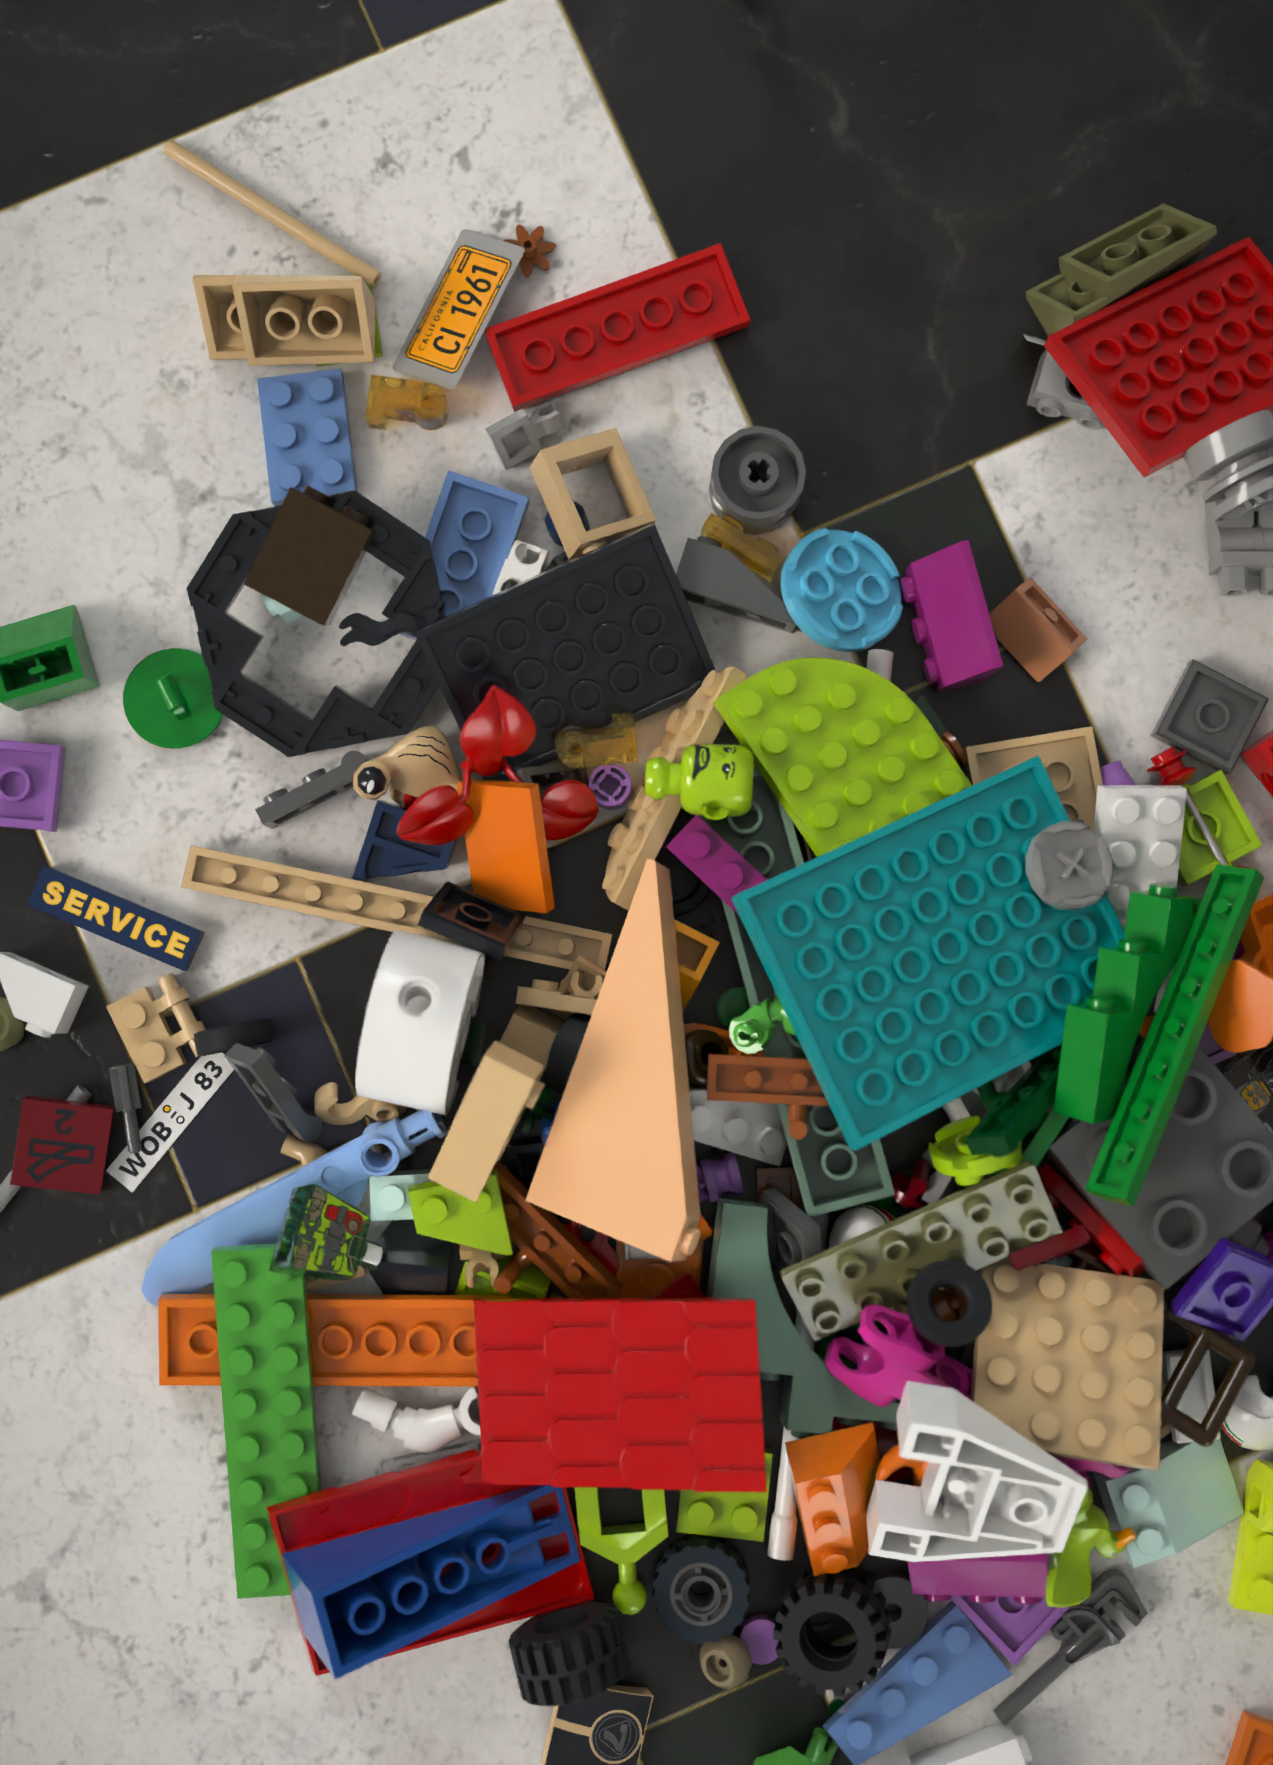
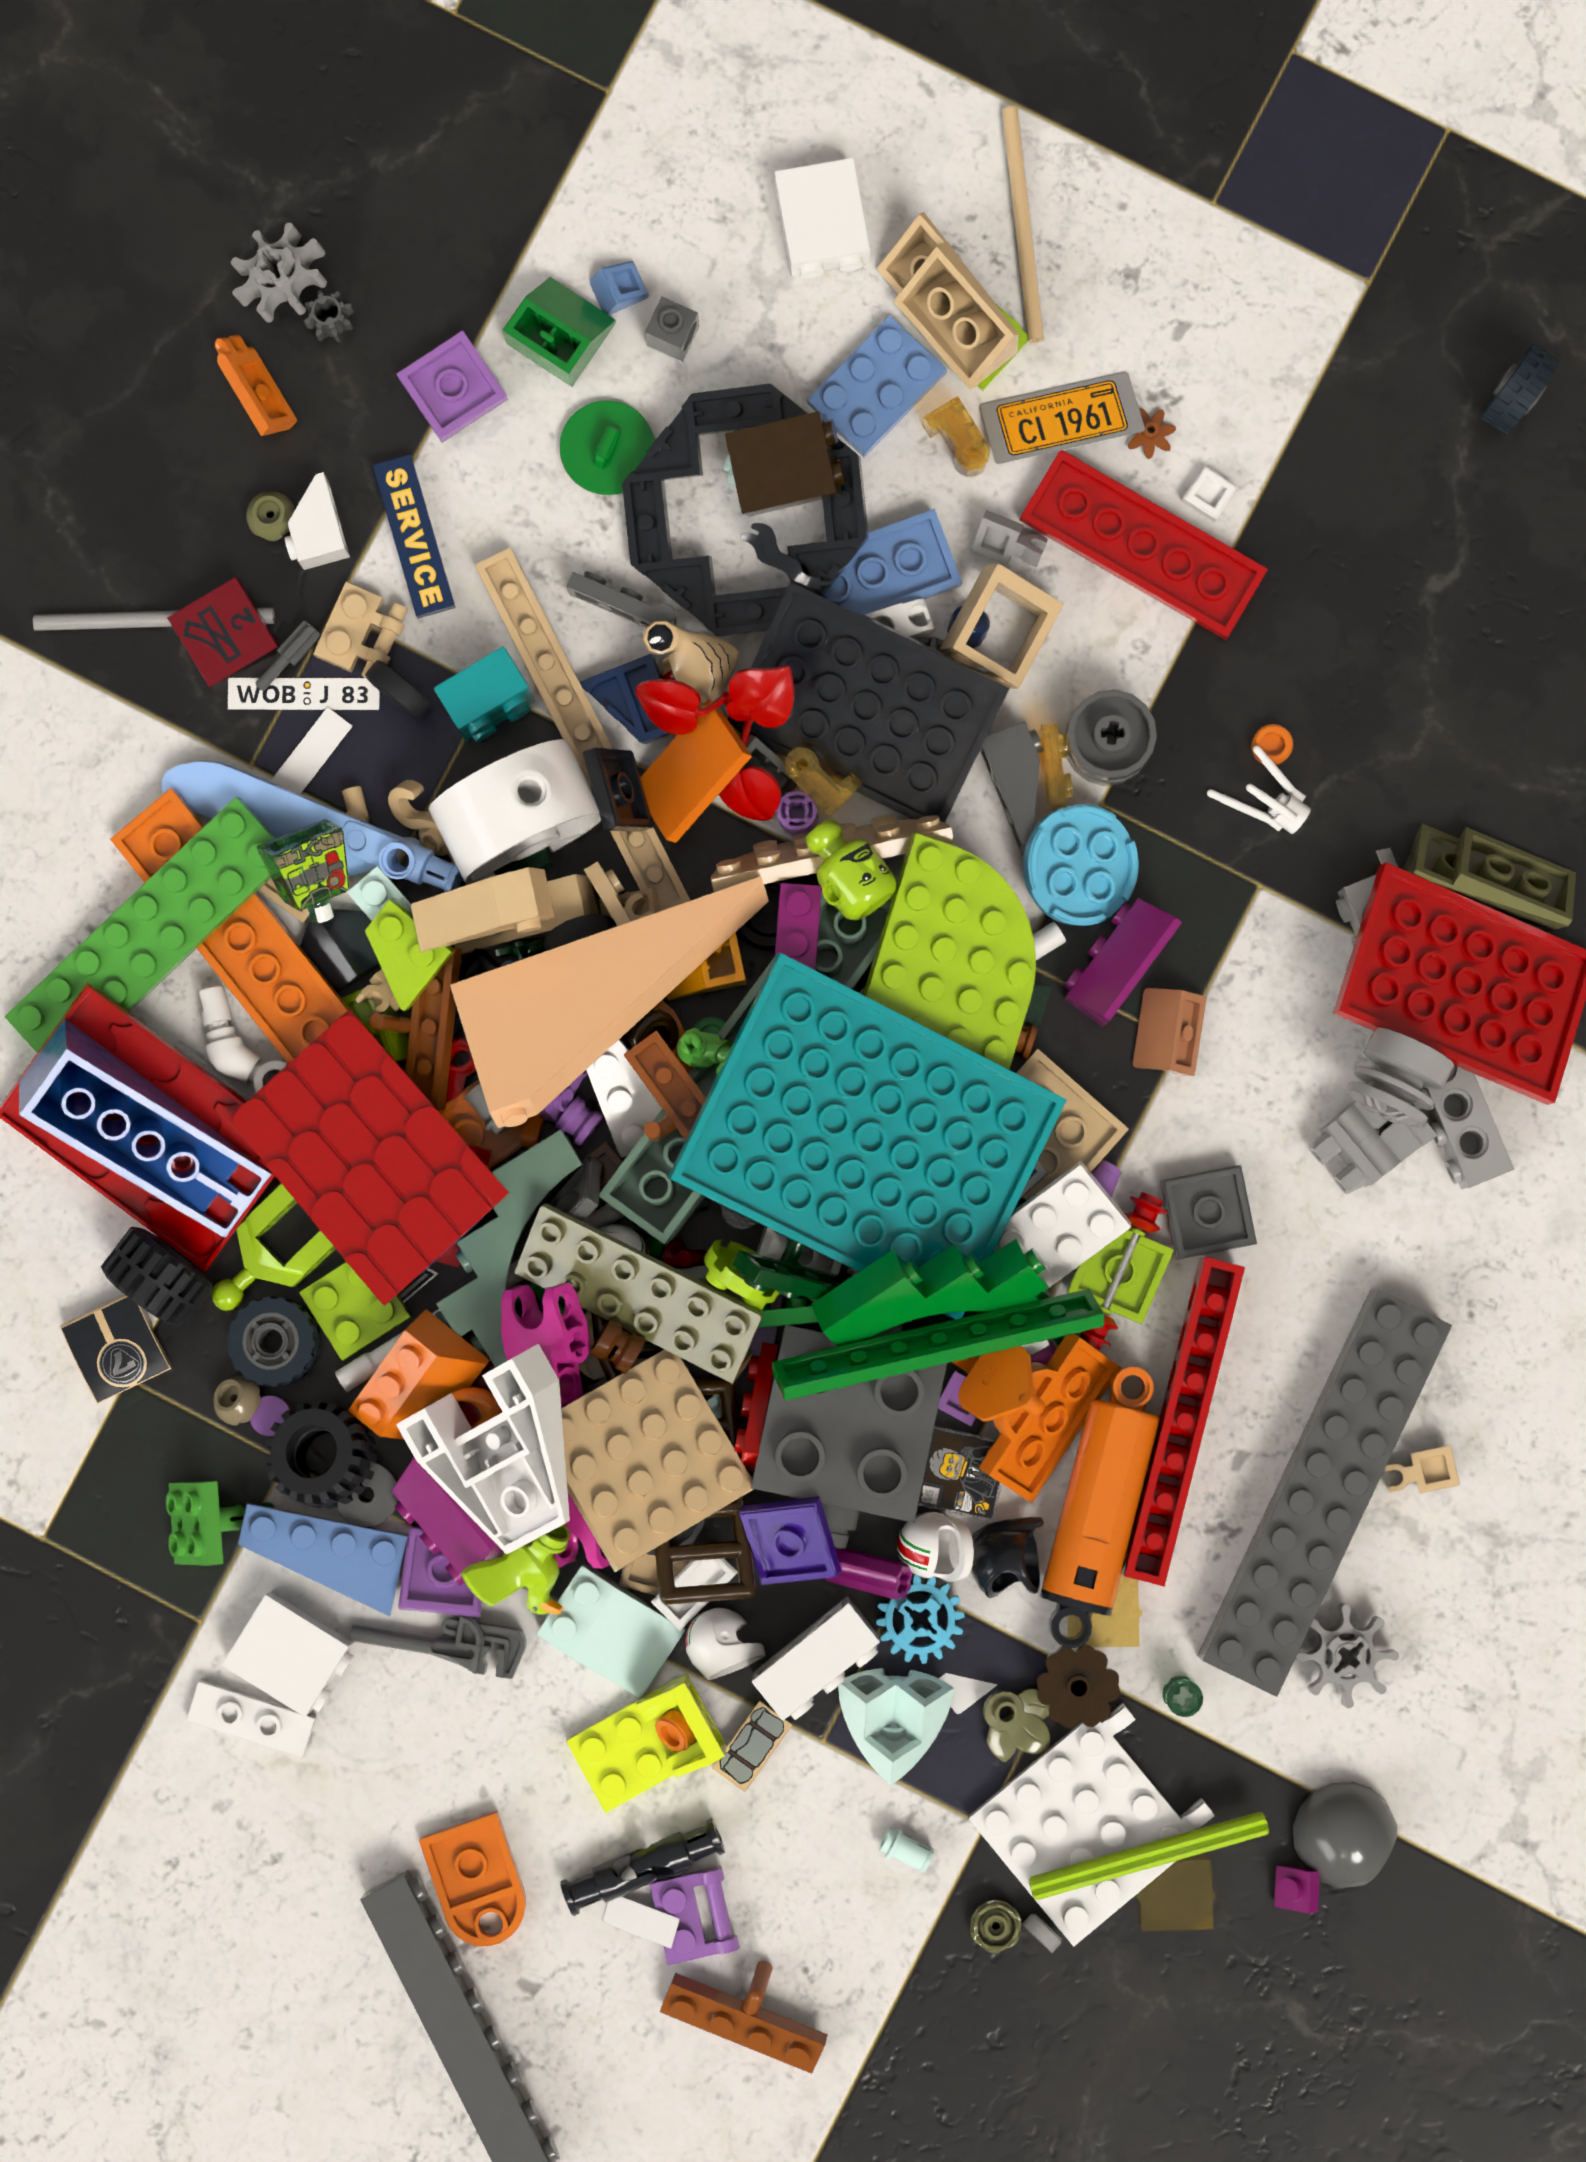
camera: 60 degrees right, 0 degrees up
(48, 581) = (618, 287): none -> medium blue slope
(119, 563) = (672, 329): none -> dark grey brick
(130, 366) = (822, 218): none -> white brick
(227, 1151) = (312, 752): none -> white sticker
(273, 1092) = (381, 749): dark grey plate -> none
(299, 967) = (485, 695): none -> teal brick
(618, 242) = (1209, 493): none -> white tile
(865, 358) = (1274, 742): none -> orange tile
(929, 389) = (1285, 811): none -> white plant
(929, 1323) = (634, 1316): black tyre -> none
(1050, 1248) = (714, 1386): dark red tile -> none
(1069, 865) = (1001, 1183): light grey tile -> none

